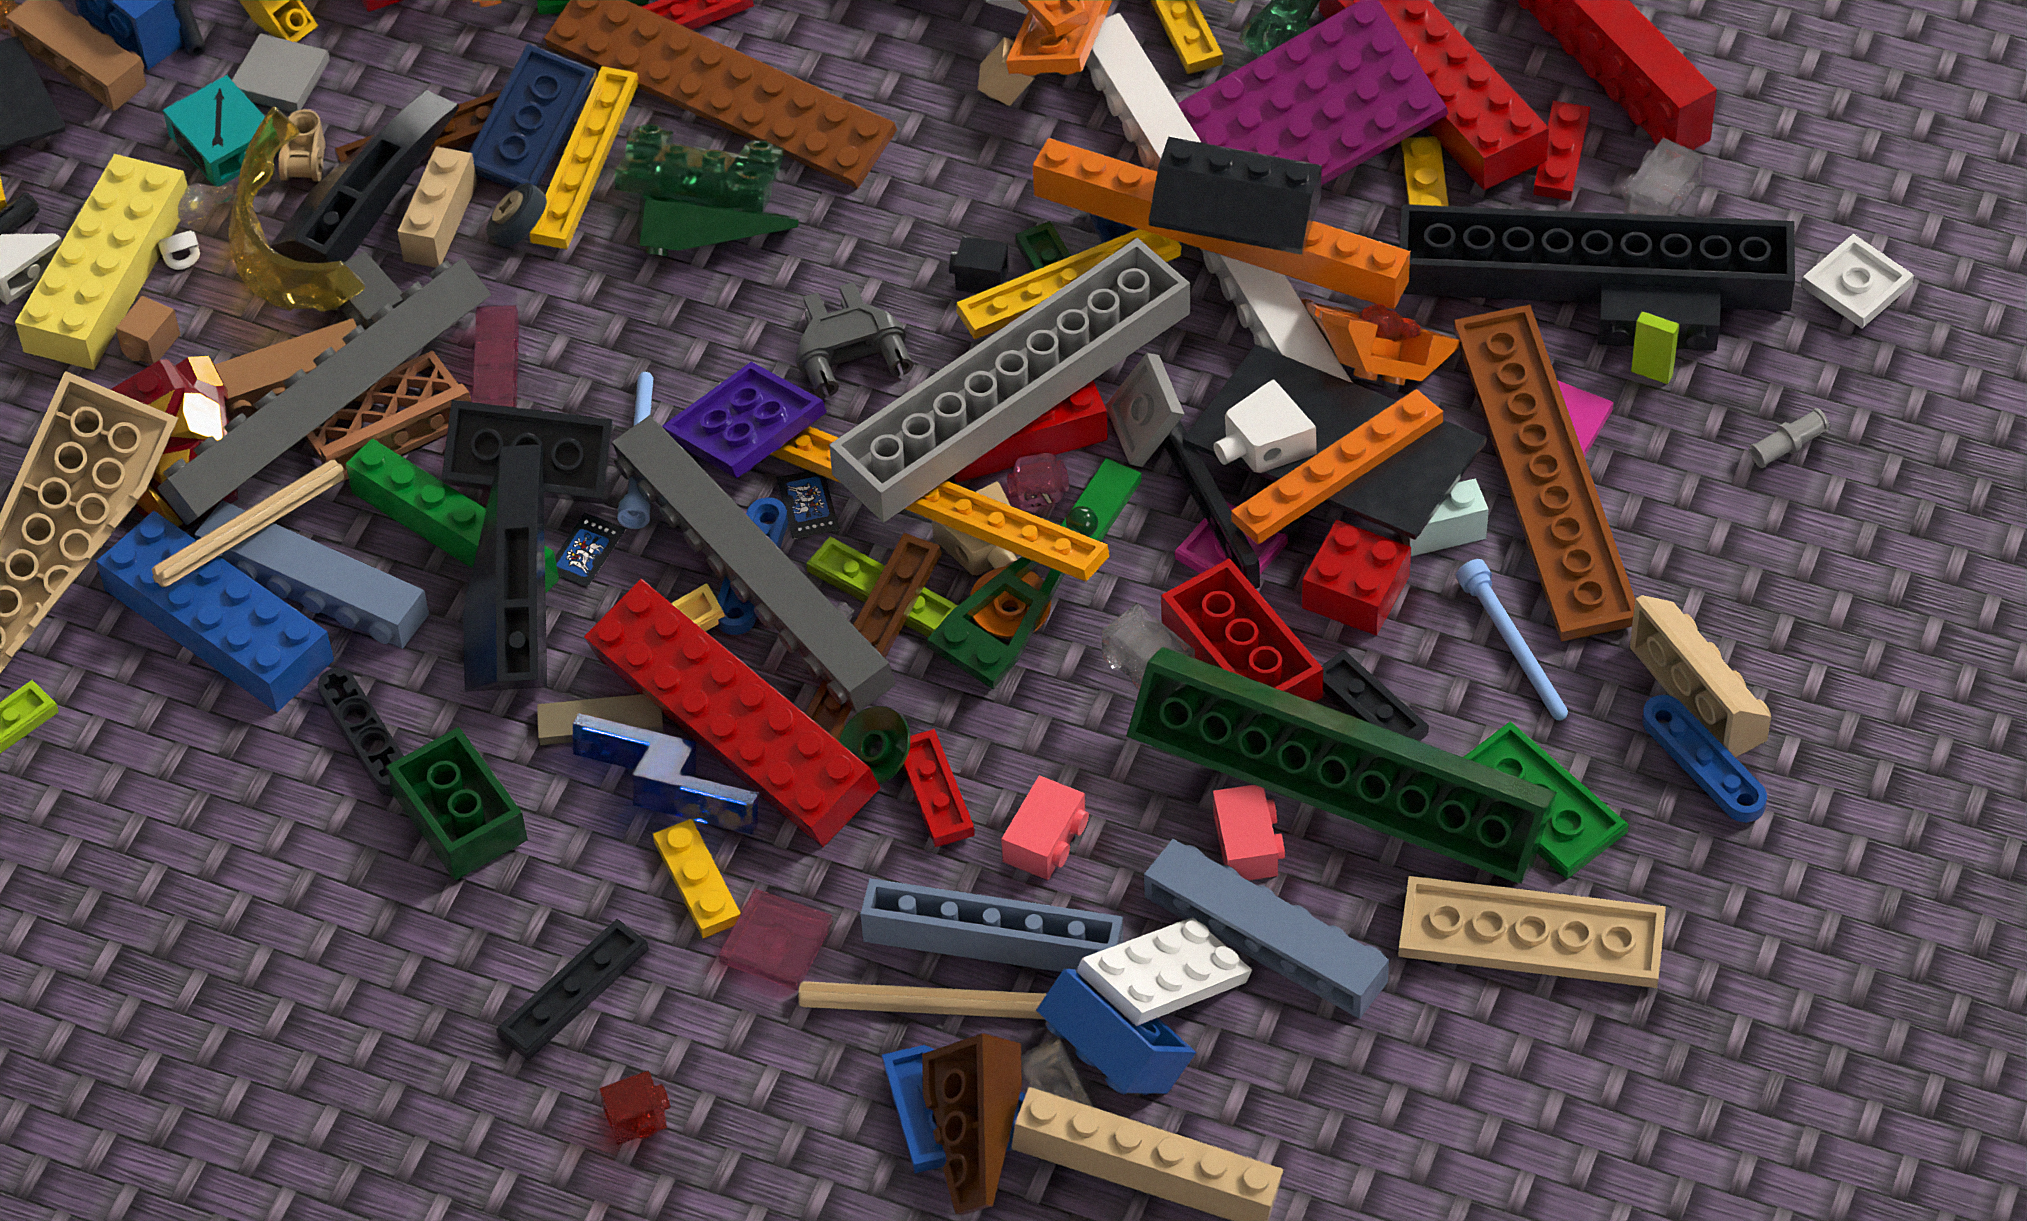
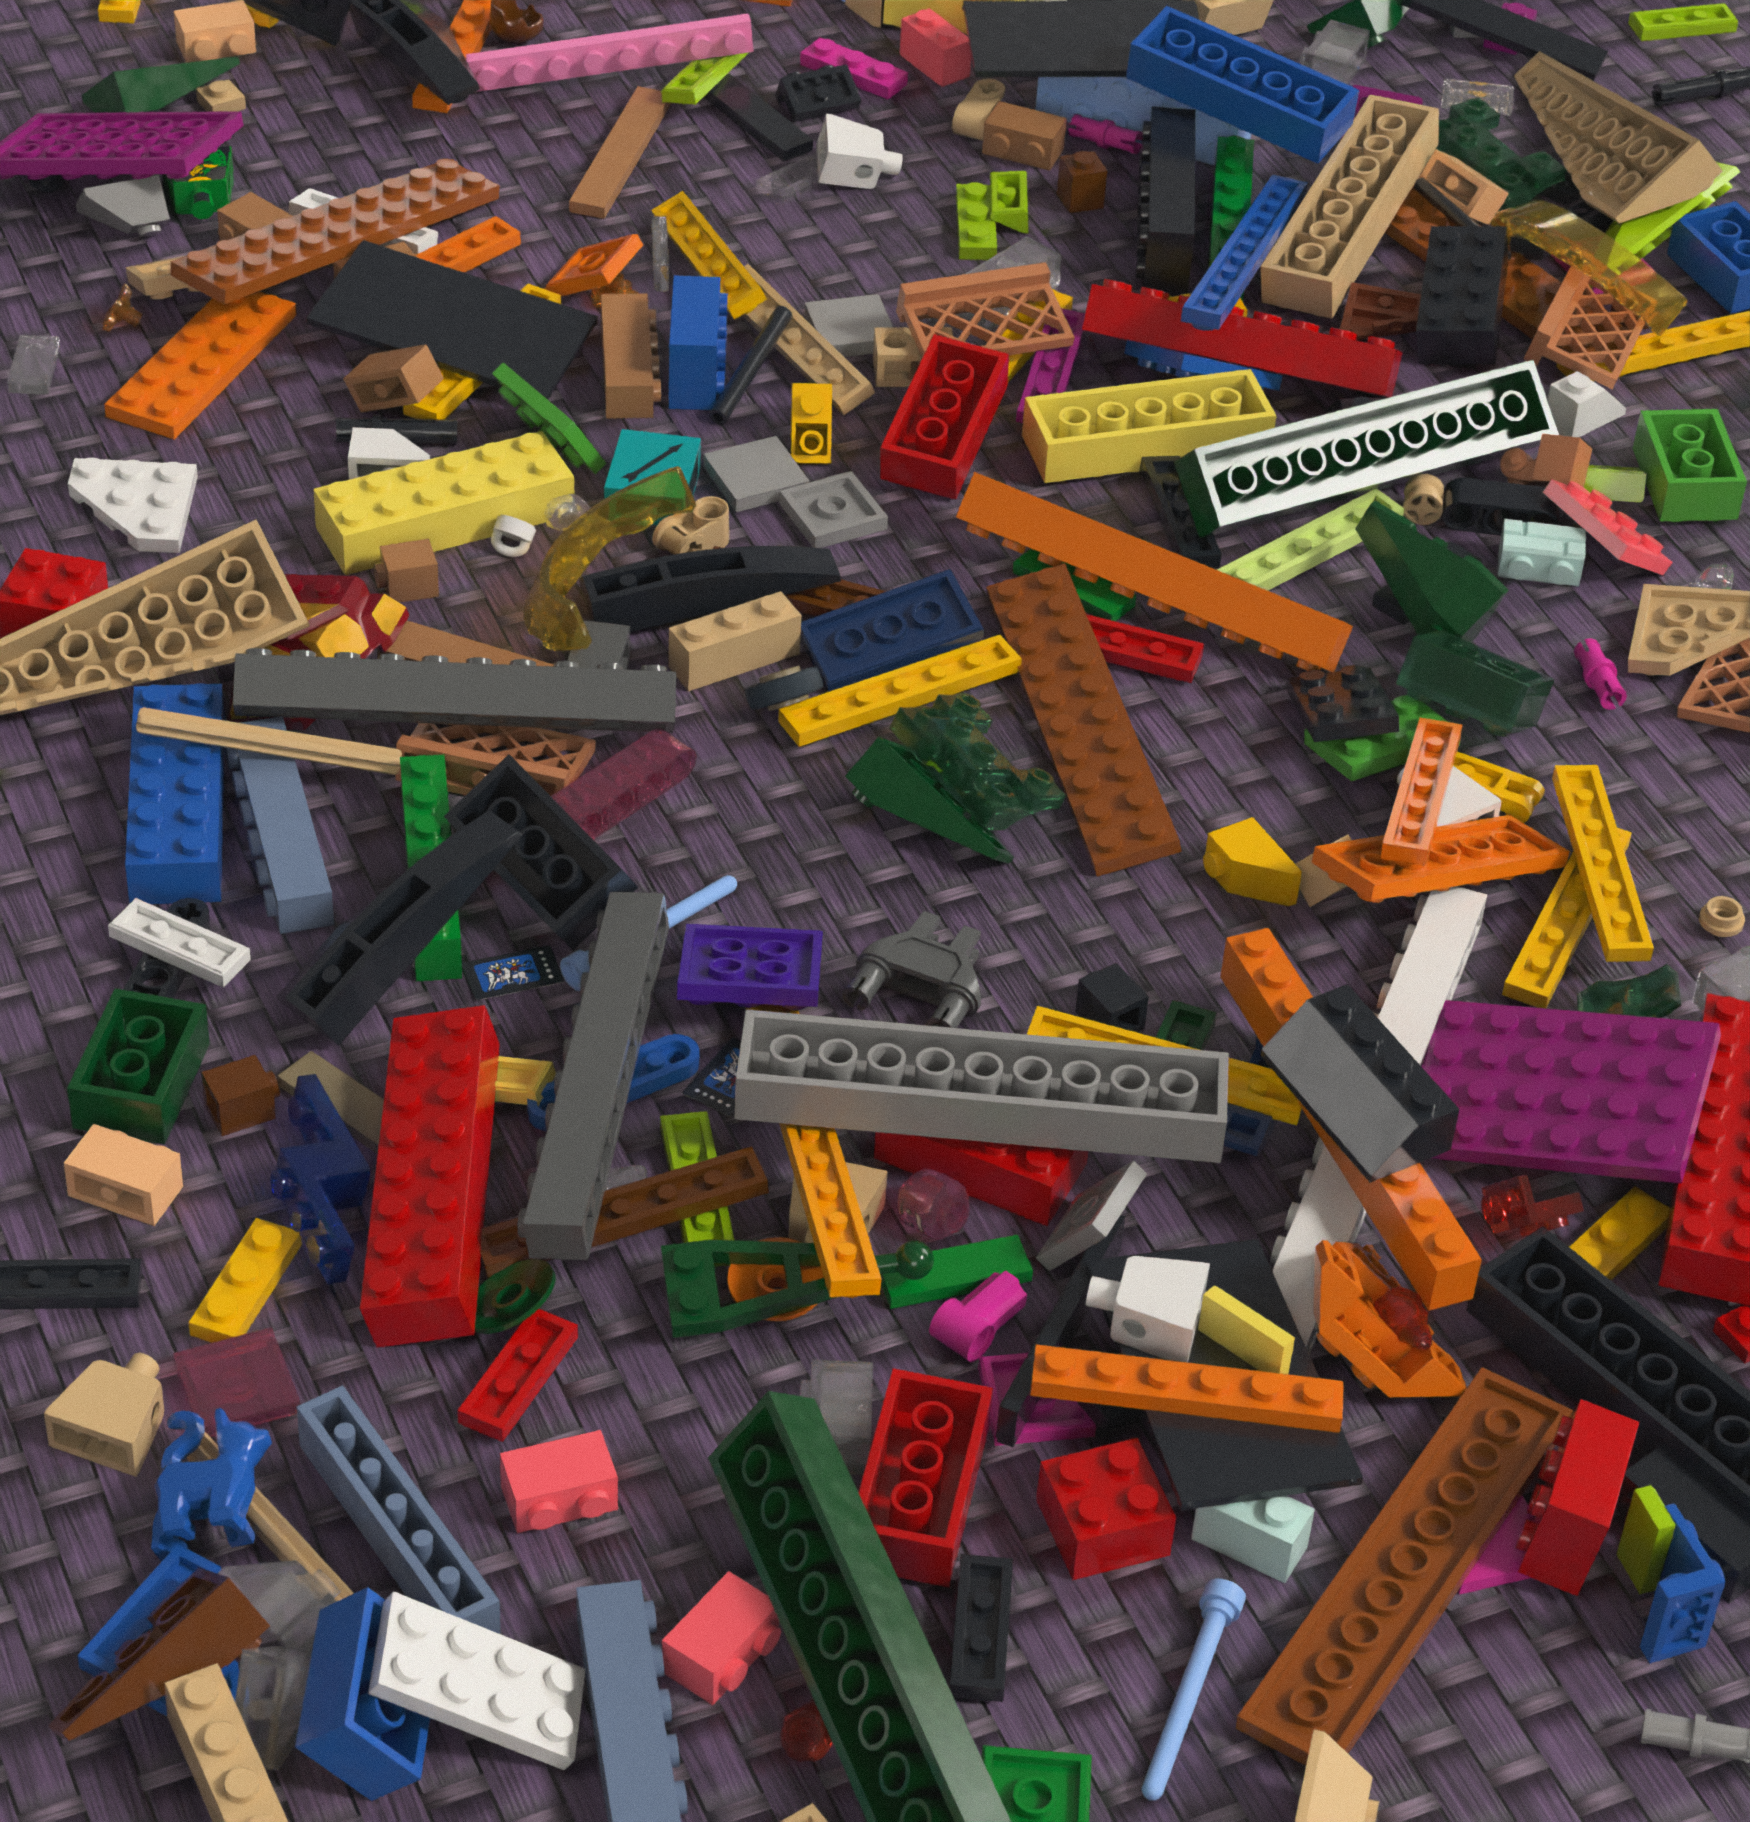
camera: 40 degrees right, 10 degrees down
(101, 142) = (540, 412): none -> bright green plate
(364, 706) = (179, 942): none -> white tile
(366, 60) = (833, 510): none -> light grey tile
(537, 768) = (240, 1094): none -> reddish brown brick
(537, 877) = (123, 1174): none -> light nougat brick
(737, 1020) = (109, 1414): none -> tan torso
(858, 1009) = (207, 1488): none -> blue animal
(950, 103) = (1251, 864): none -> yellow slope
(999, 1015) = (285, 1598): none -> clear slope
(1146, 531) = (972, 1323): none -> dark pink piece
(1337, 404) = (1245, 1332): none -> light yellow tile
(1352, 840) = (805, 1734): none -> clear red animal
(1373, 200) = (1512, 1206): none -> clear red bracket
(1599, 352) = (1577, 1496): none -> red brick
(1707, 357) = (1684, 1596): none -> blue bracket

